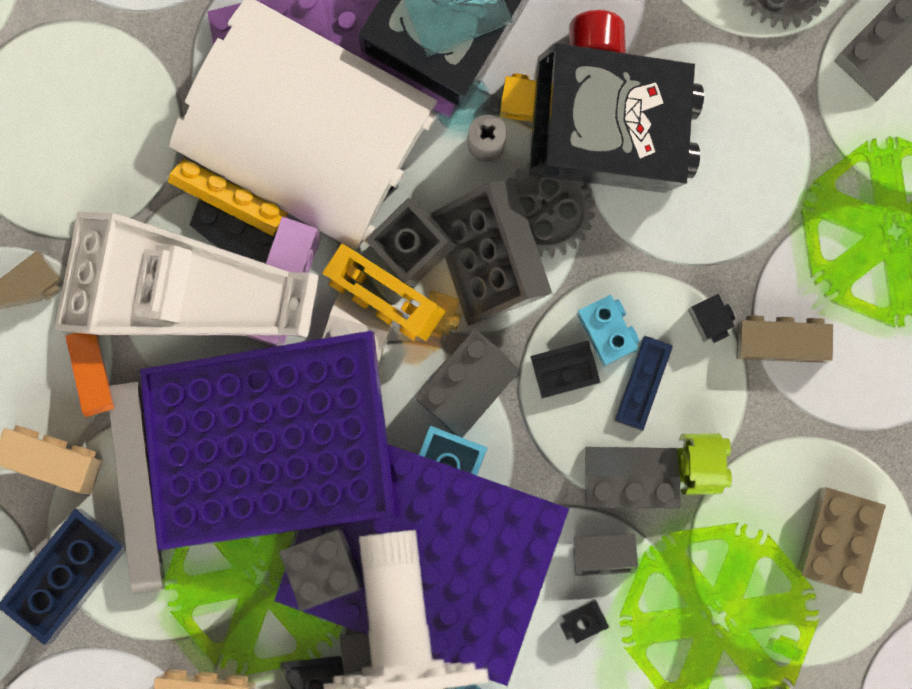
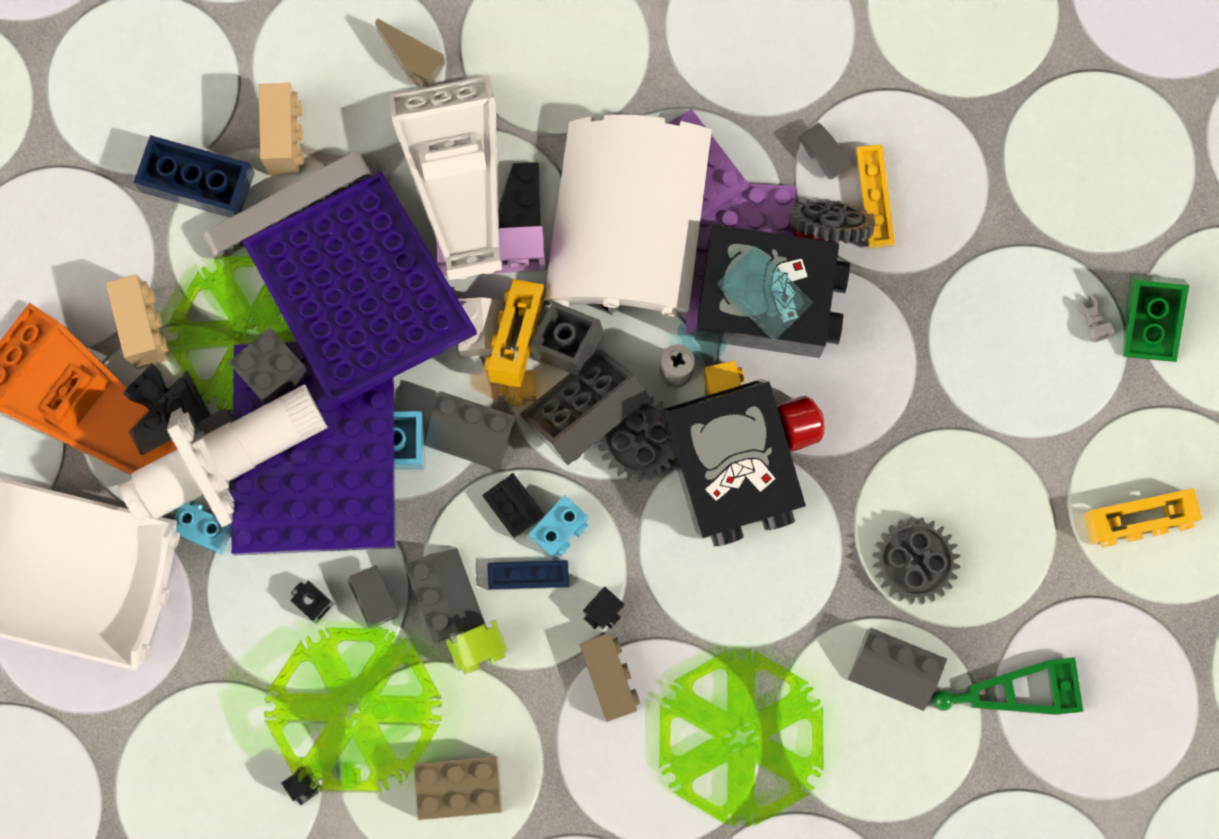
camera: 70 degrees right, 5 degrees down
(89, 373) = (361, 134): orange tile -> none
(227, 196) = (547, 181): yellow plate -> none

